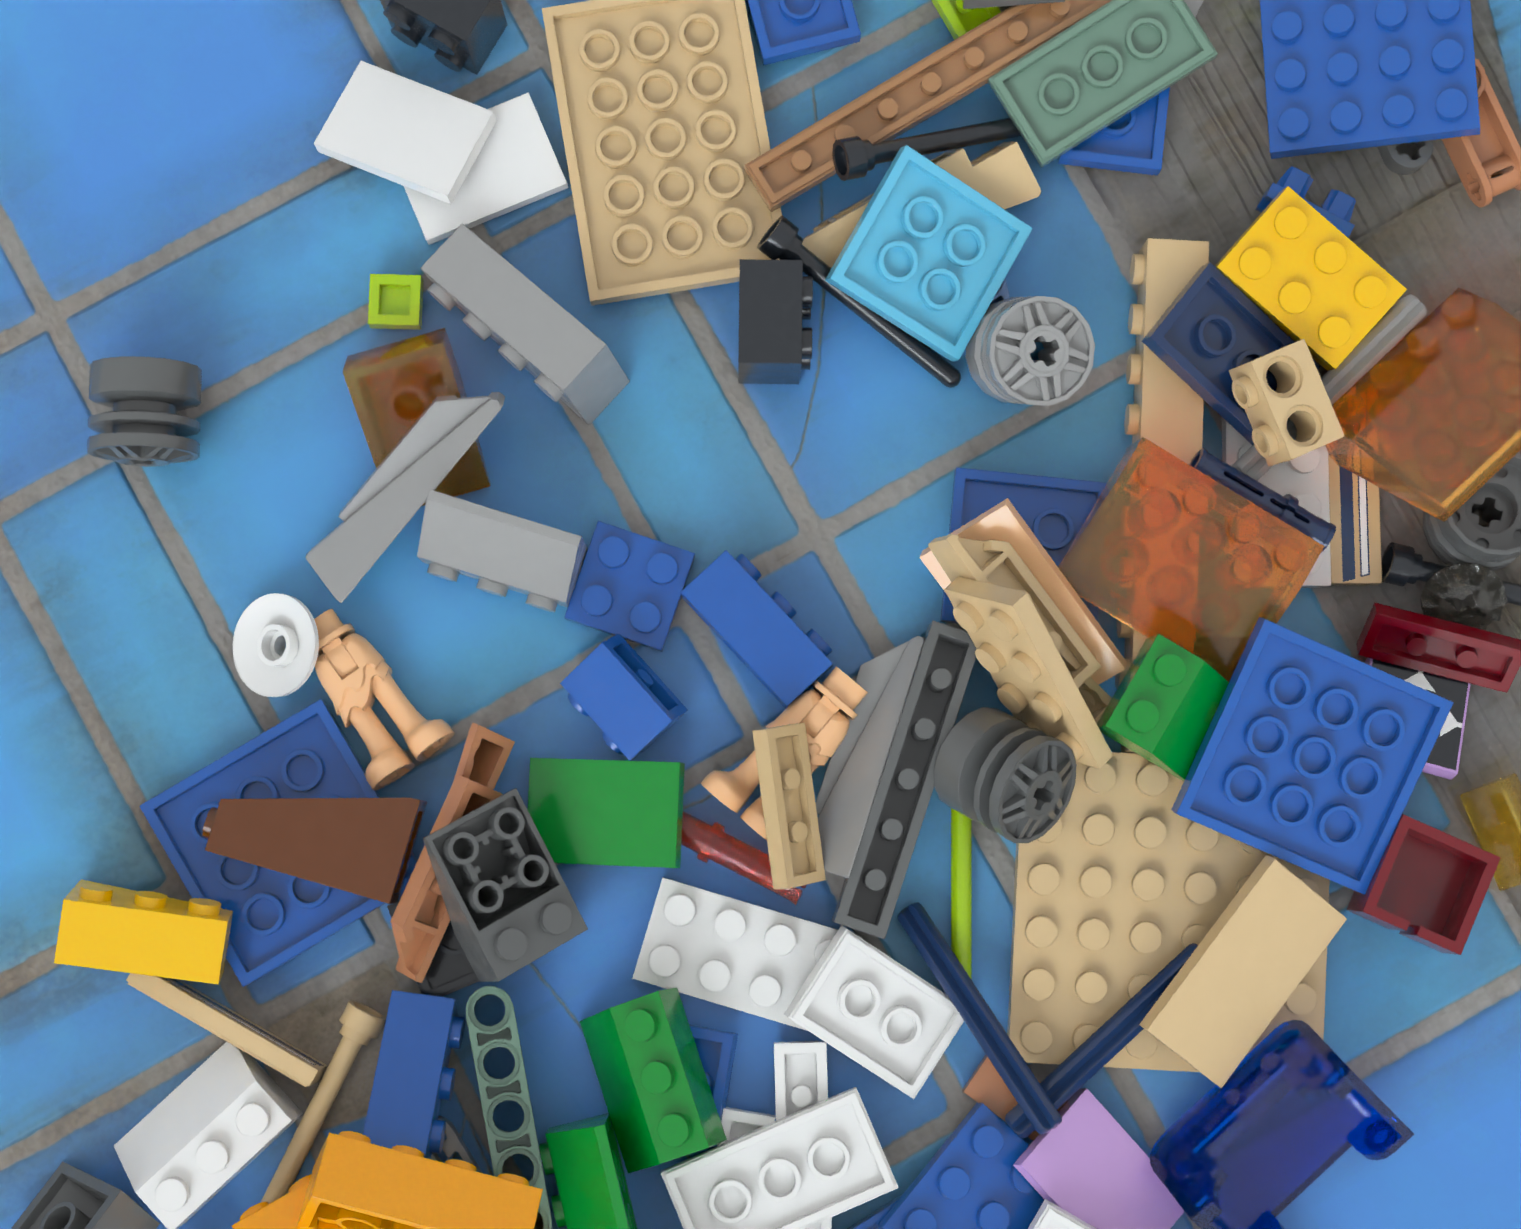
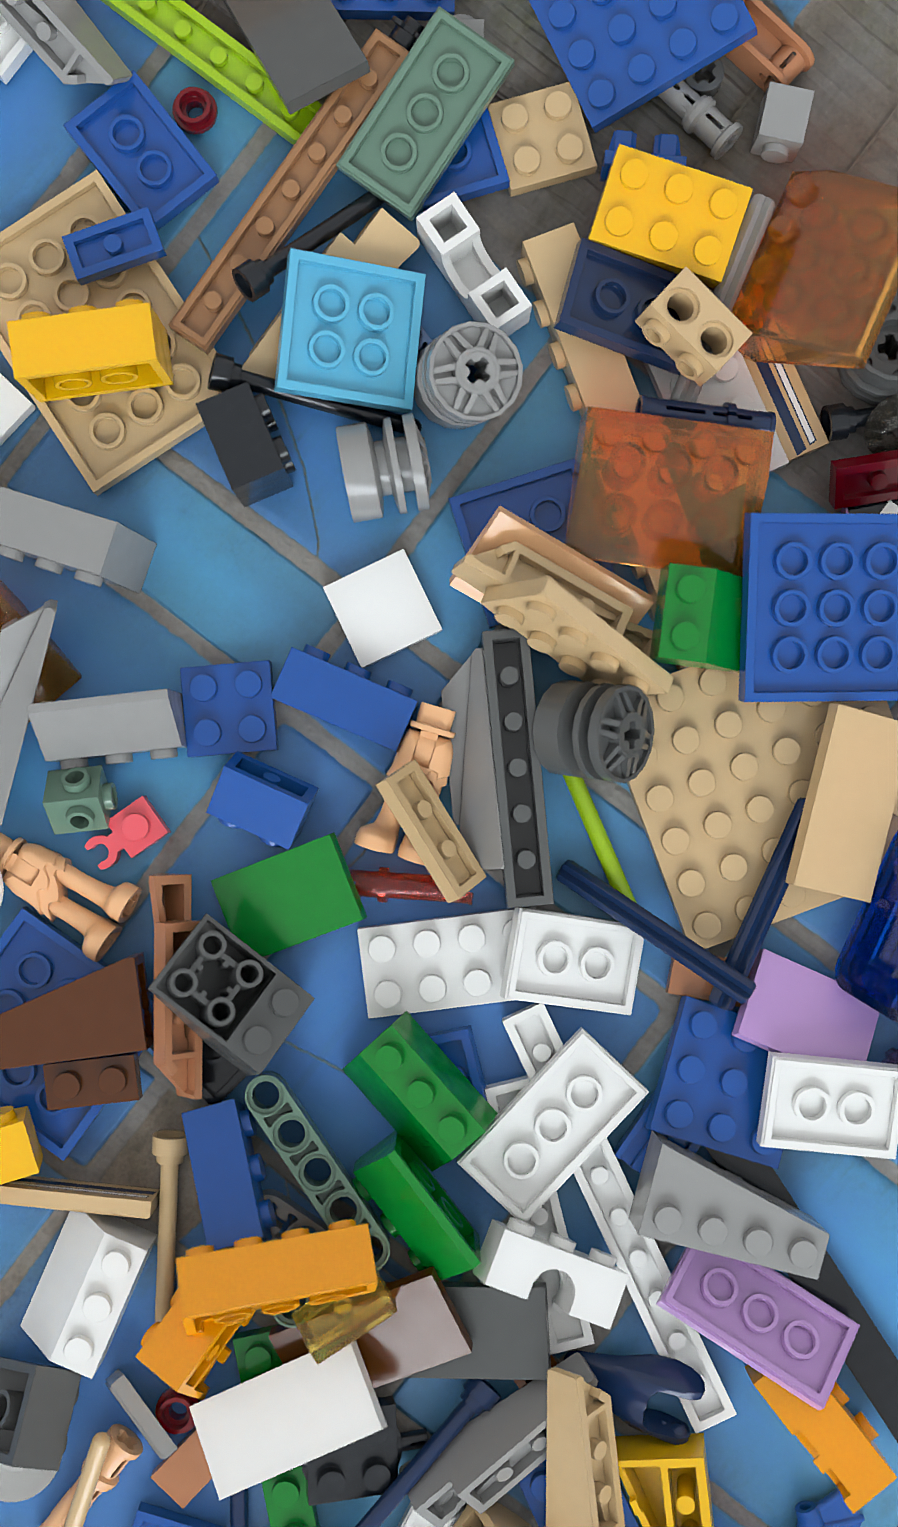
camera: 20 degrees left, 5 degrees up
(313, 914) = (93, 1081): none -> reddish brown plate
(432, 611) = (79, 799): none -> sand green brick
(473, 669) = (132, 829): none -> coral plate
(655, 159) = (90, 351): none -> yellow brick
(724, 62) = (114, 246): none -> blue plate
(837, 552) = (382, 608): none -> white tile
(904, 407) = (383, 467): none -> light grey wheel
(1076, 221) = (458, 252): none -> white arch
(1214, 141) = (542, 138): none -> tan plate
(1389, 192) = (702, 118): none -> light grey pin
(1469, 232) = (781, 122): none -> light grey brick

